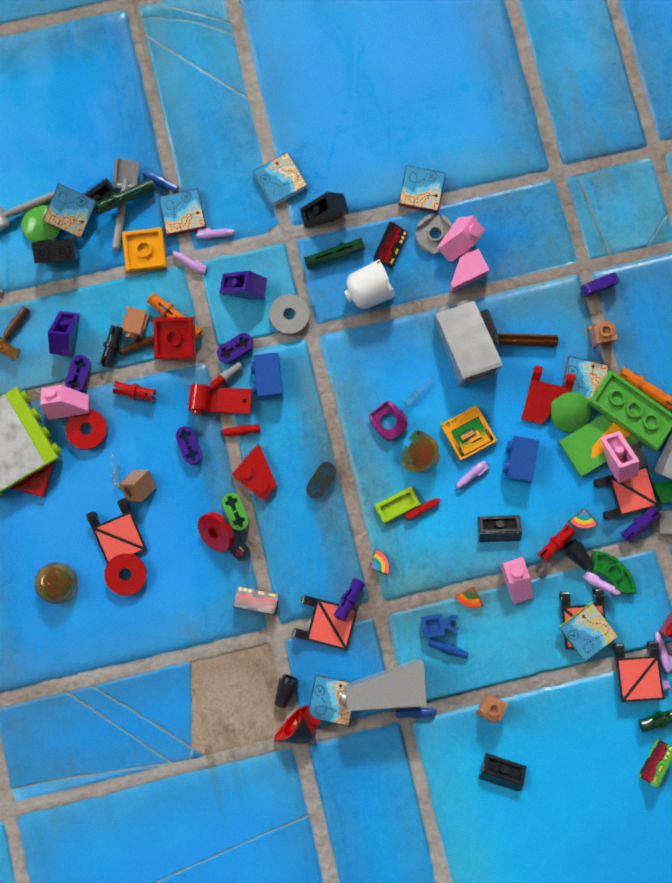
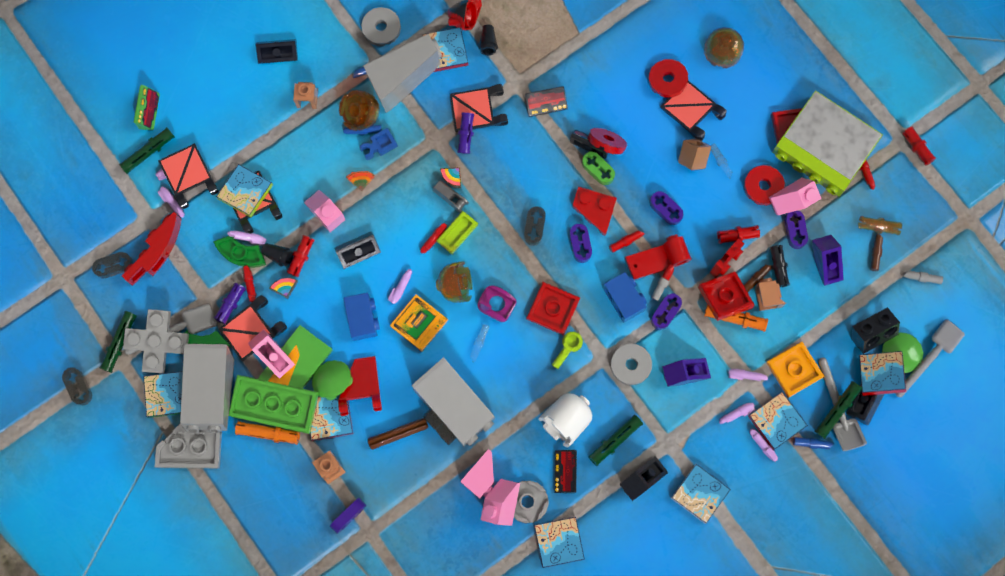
camera: 155 degrees right, 5 degrees down
(156, 371) = (722, 265): none -> red wing
(203, 191) = (767, 449): none -> lavender piece
(289, 447) = (575, 243): none -> dark purple beam
(335, 355) = (571, 343): none -> lime plate
(337, 395) = (553, 308): none -> red tile
(387, 766) = (378, 16): none -> light grey tile
(391, 546) = (448, 195): none -> flat silver bar
(445, 666) = (359, 110): none -> clear orange cylinder
(614, 539) = (248, 279): none -> red piece

